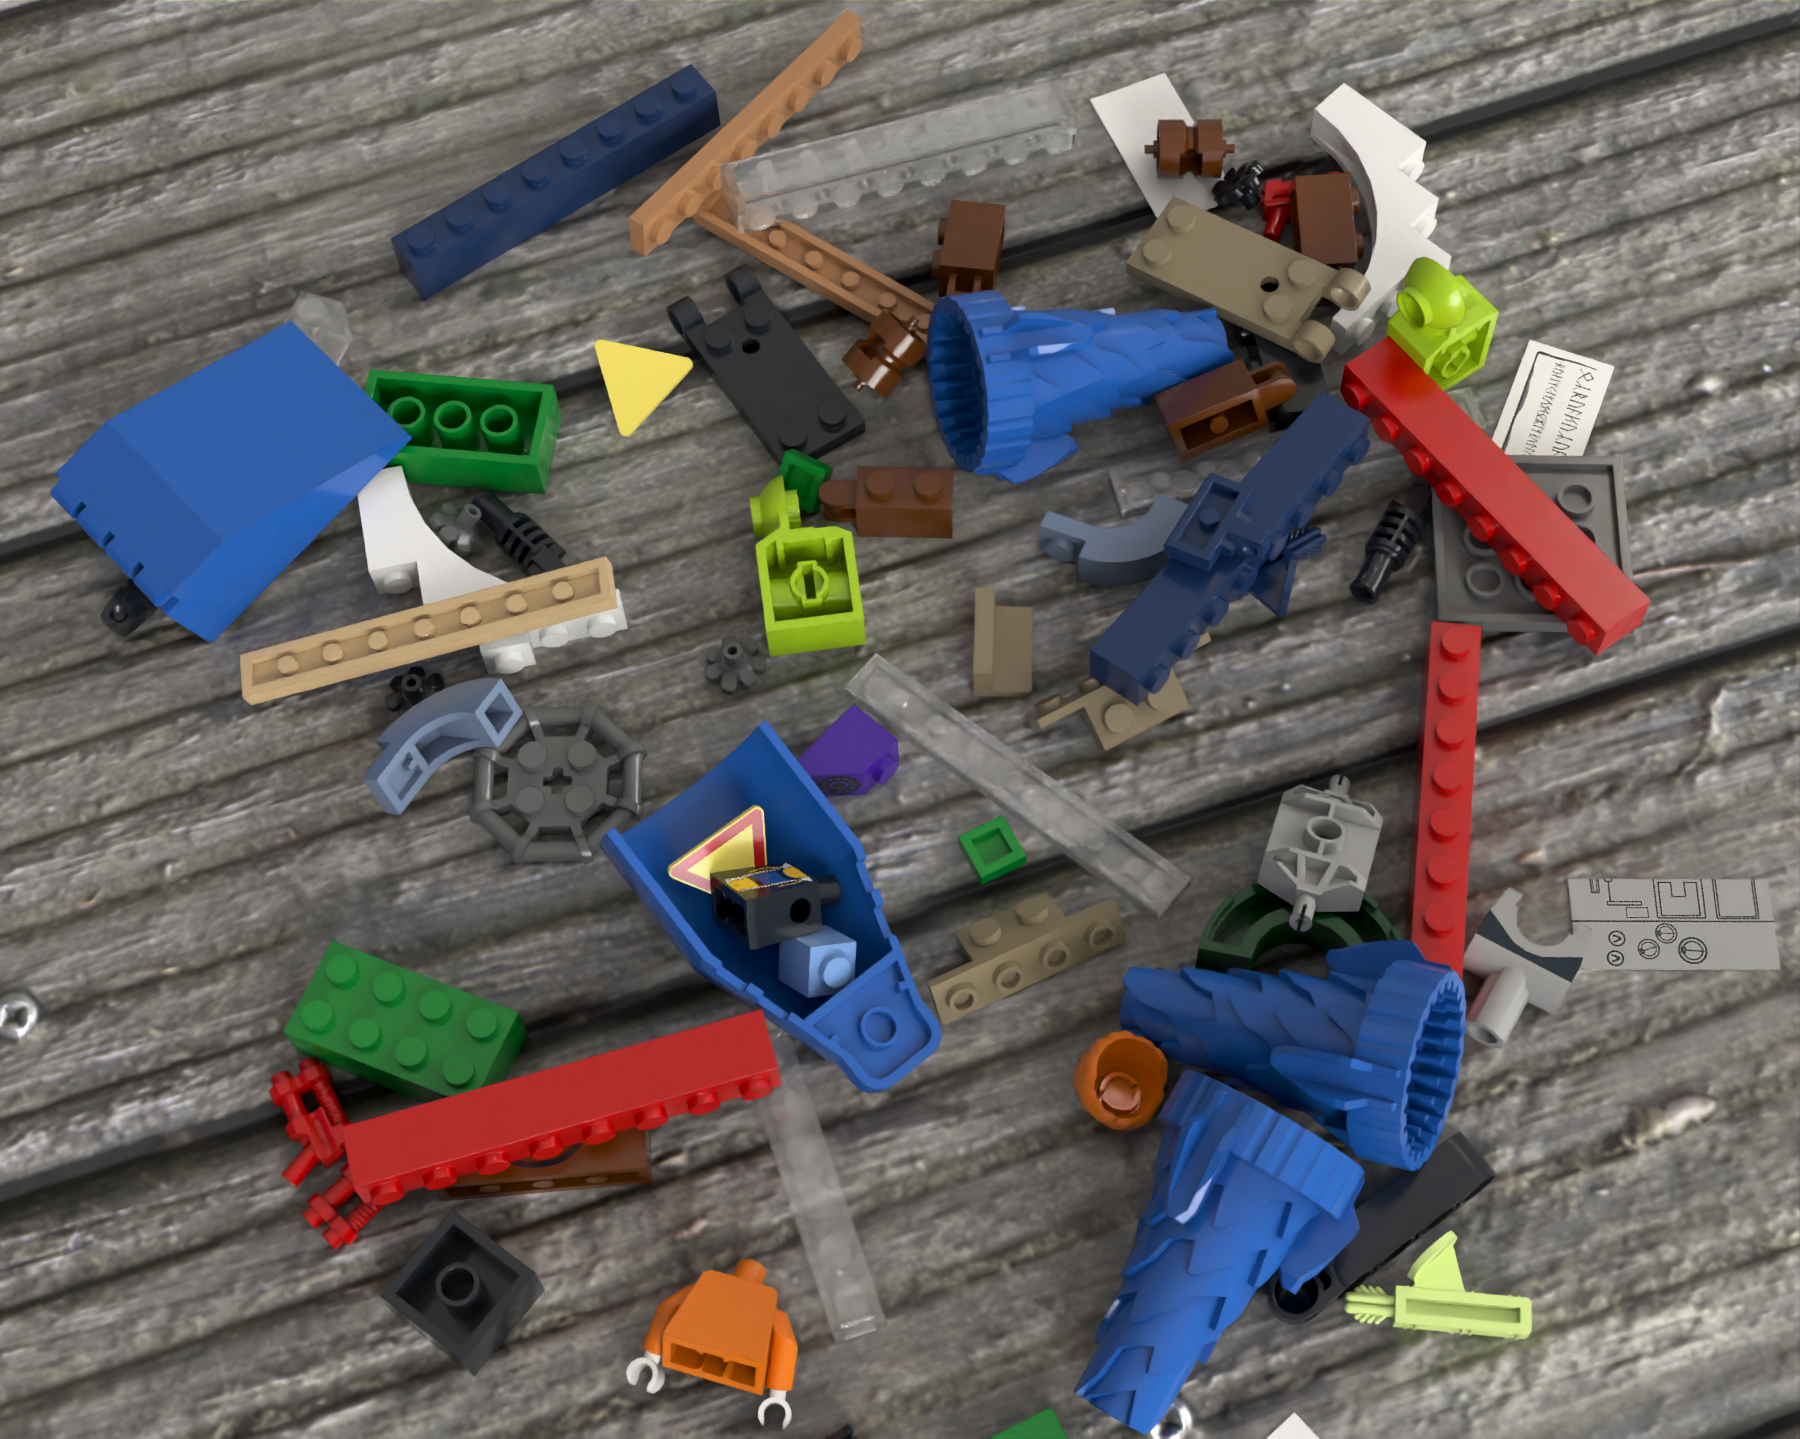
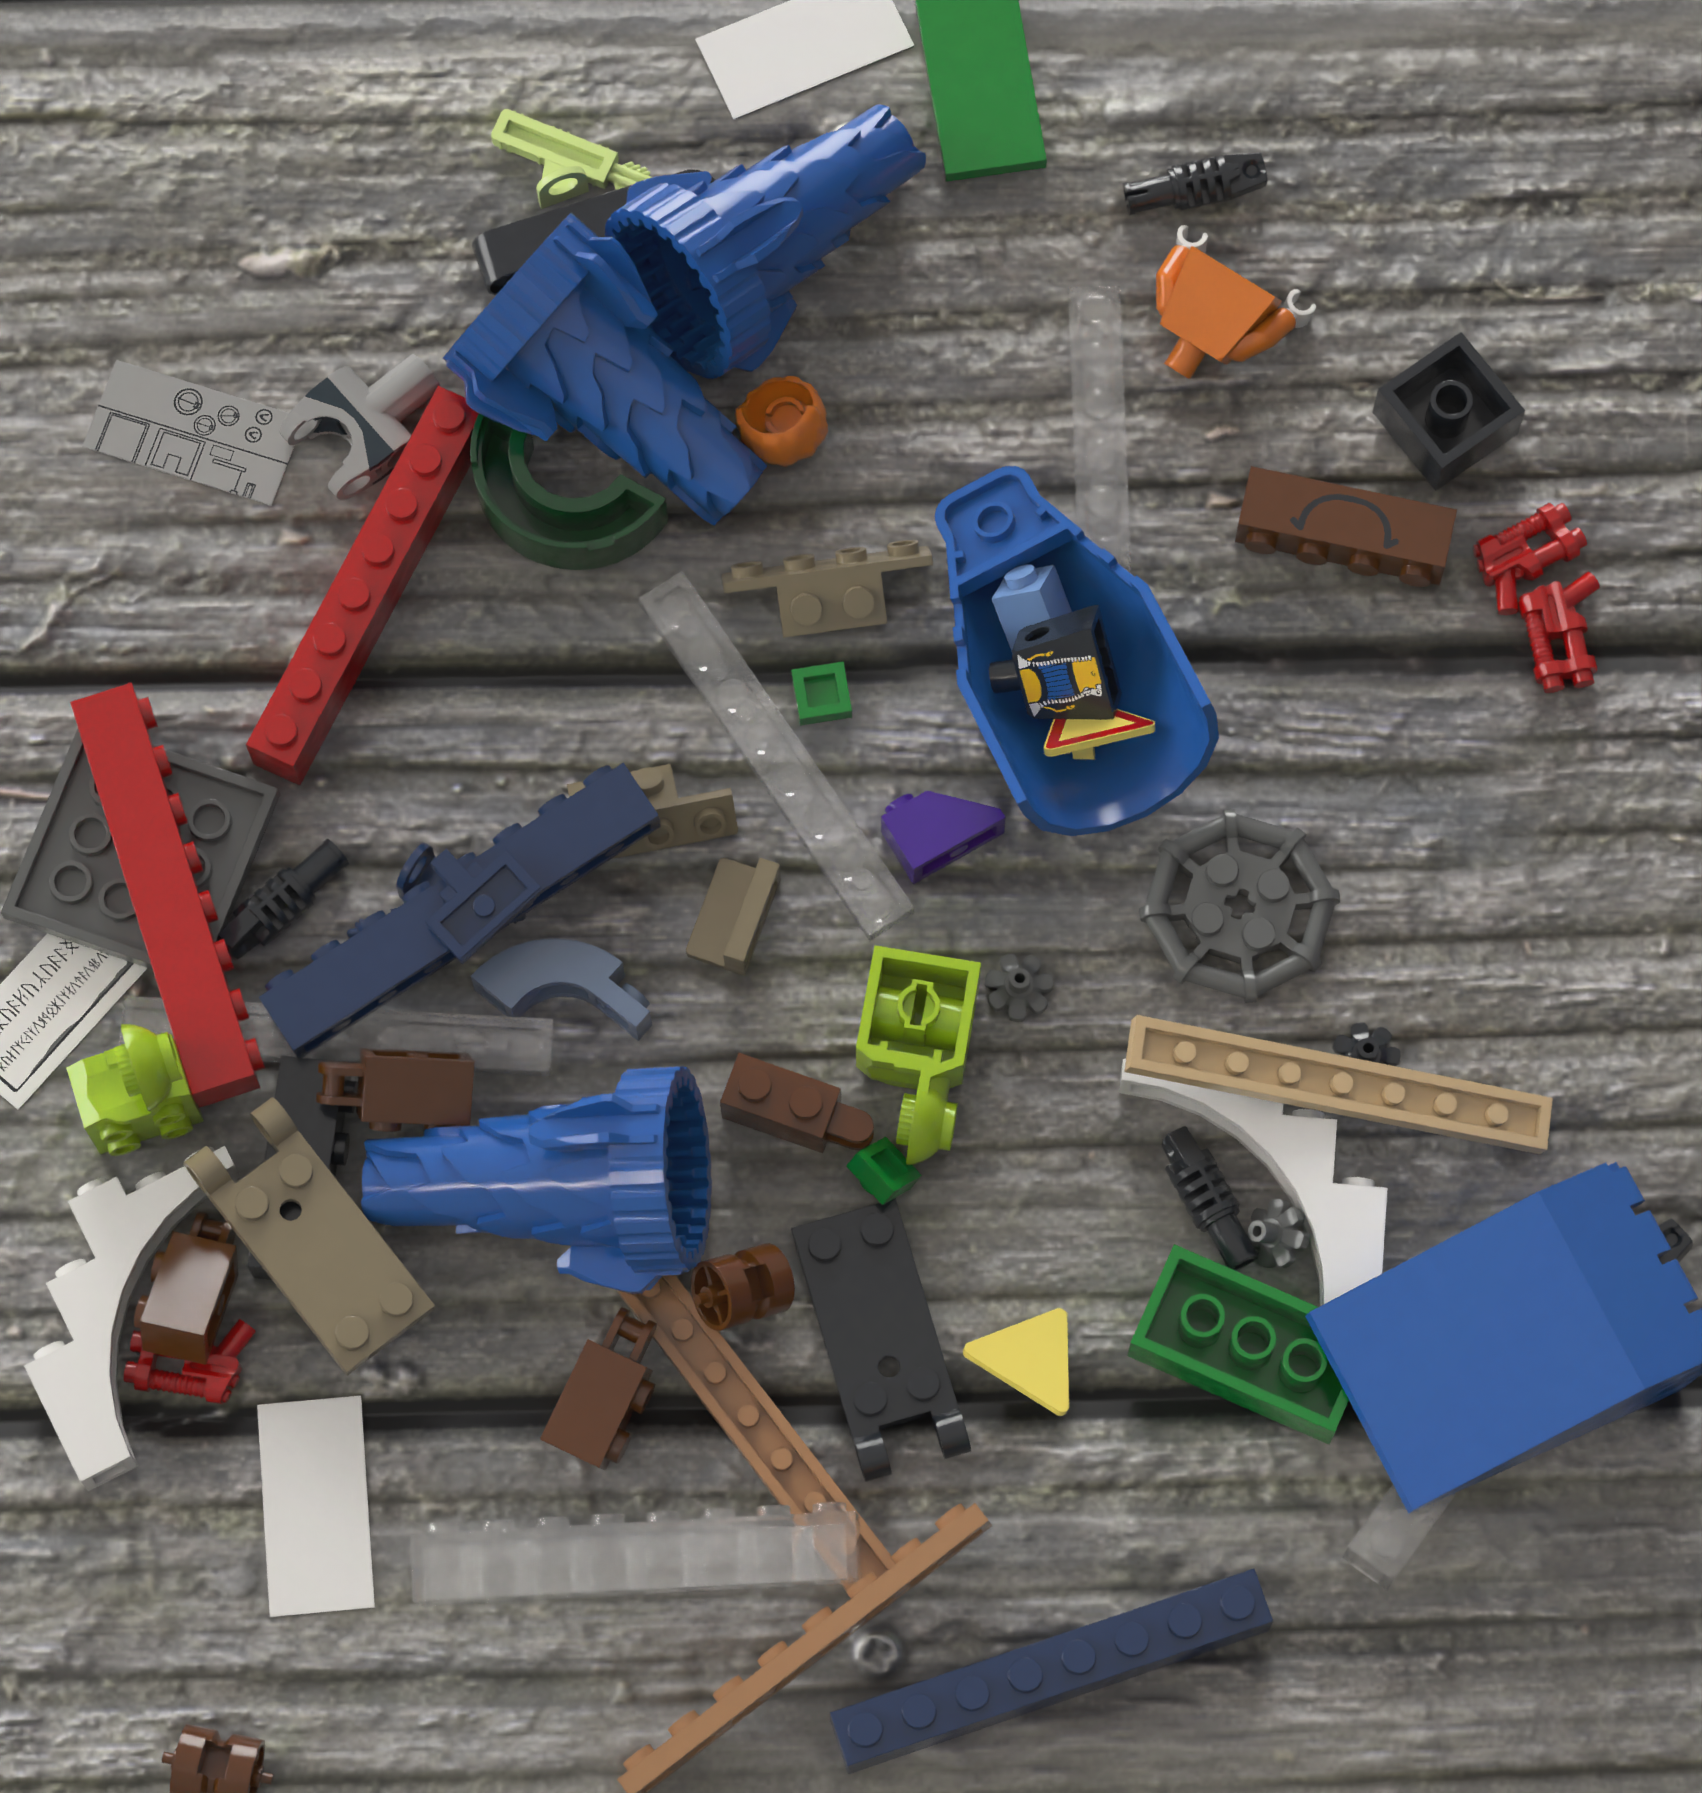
camera: 165 degrees left, 10 degrees up
(402, 1028) = (1450, 677): green brick -> none
(436, 730) = (1359, 986): sand blue arch -> none
(561, 1108) = (1316, 525): red brick -> none
(1189, 149) = (283, 1457): reddish brown wheel -> none
(1239, 185) = (256, 1401): black plant -> none
(1315, 870) = (536, 536): light grey plate -> none

